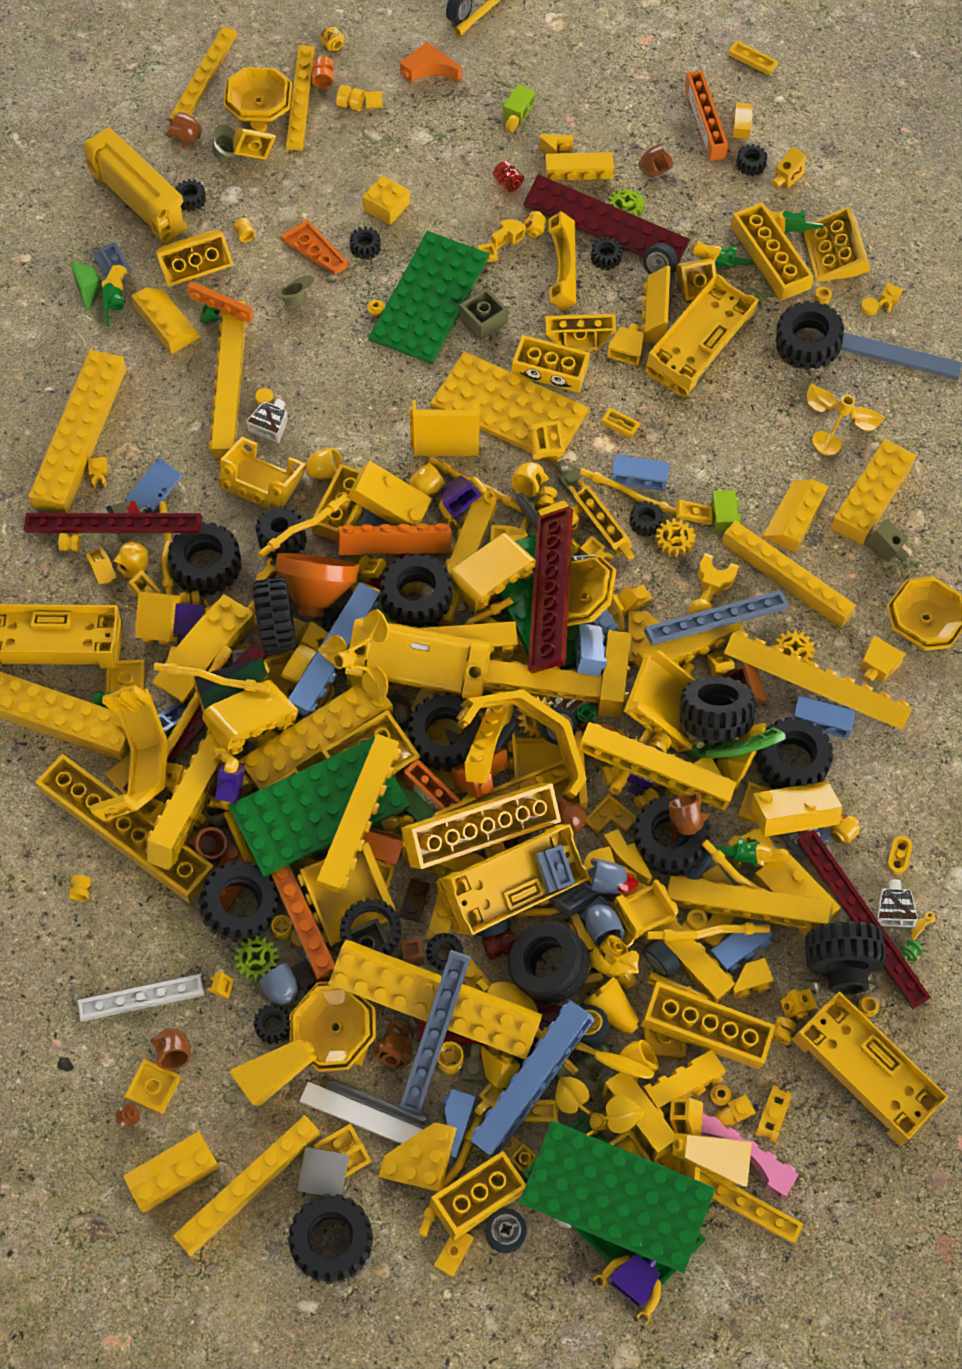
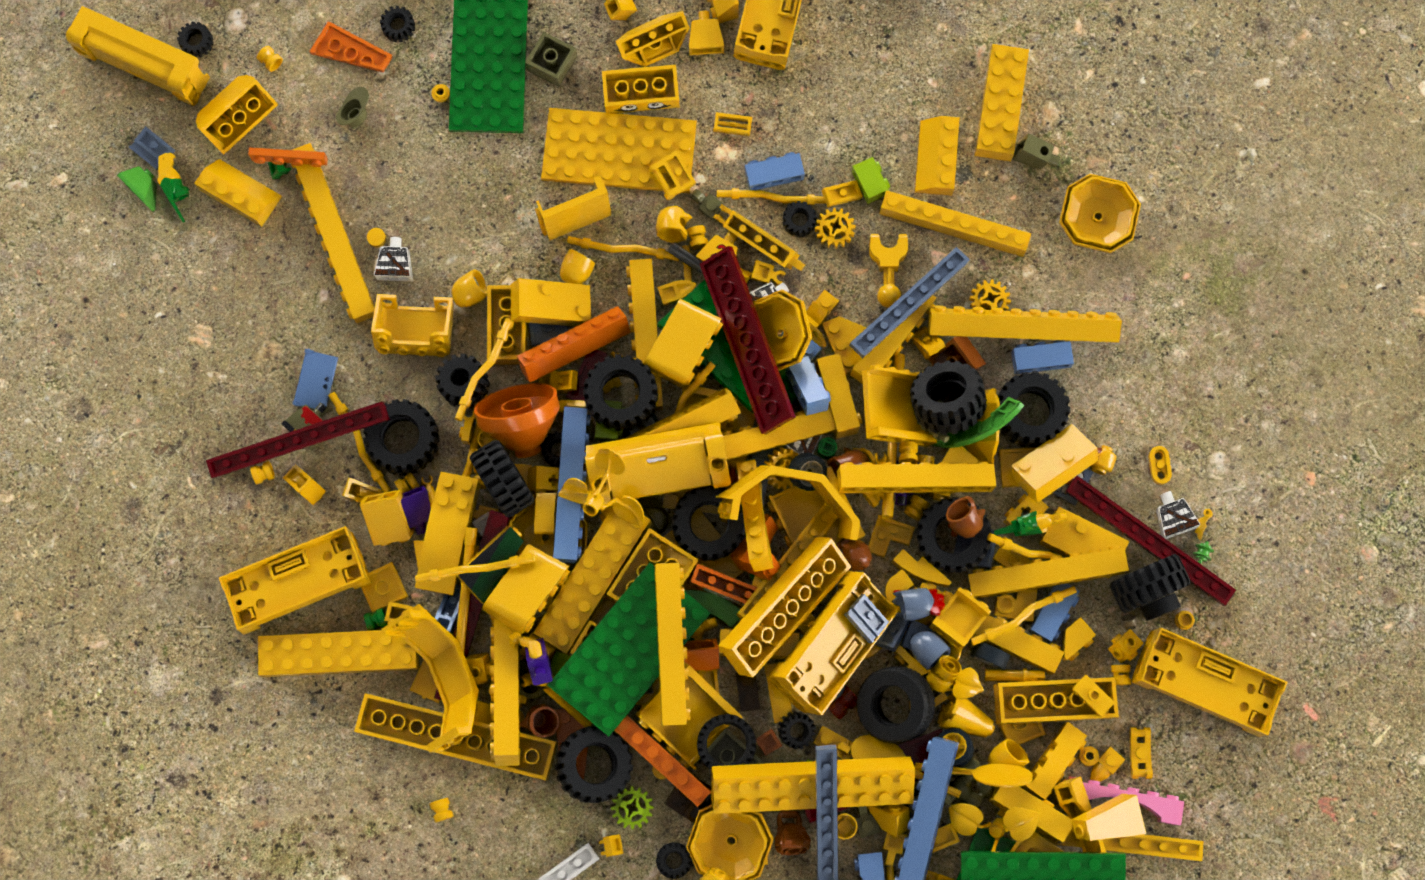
camera: 20 degrees left, 15 degrees up
(77, 432) = (213, 352): yellow brick -> none
(97, 470) = (250, 383): yellow plate -> none
(133, 558) = (332, 465): yellow piece -> none
(280, 985) = (665, 824): sand blue piece -> none
(281, 923) = (641, 769): yellow wheel -> none
(459, 495) = (615, 270): dark purple torso -> none
(746, 1031) = (1093, 695): none -> yellow plate
(821, 399) = (963, 22): yellow plant -> none
(880, 660) = (1071, 278): yellow torso -> none

